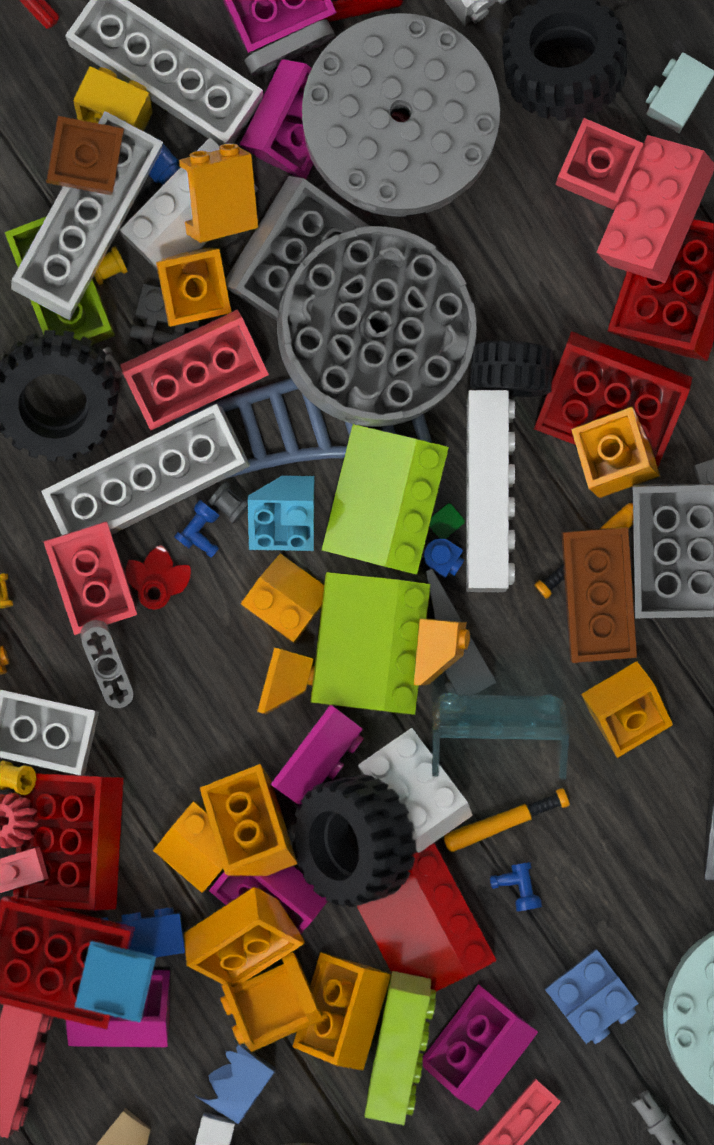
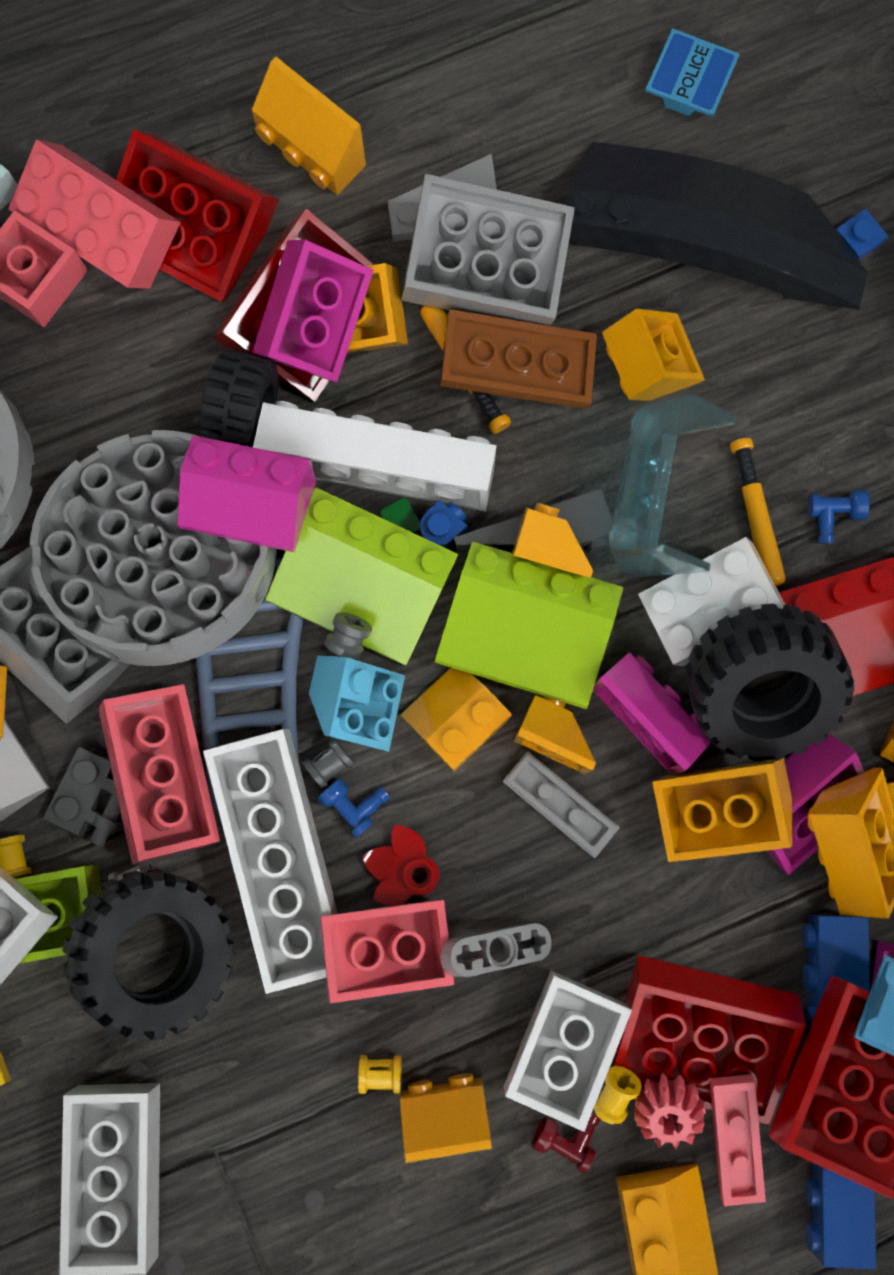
camera: 80 degrees left, 5 degrees down
(192, 848) = (735, 884): light orange slope -> none
(193, 286) = (56, 755): light orange slope -> none
(231, 697) = (561, 804): none -> light grey tile
(333, 498) = (348, 635): none -> dark grey wheel
(426, 392) = (244, 493): none -> dark pink slope
(597, 413) = (312, 310): none -> dark pink slope

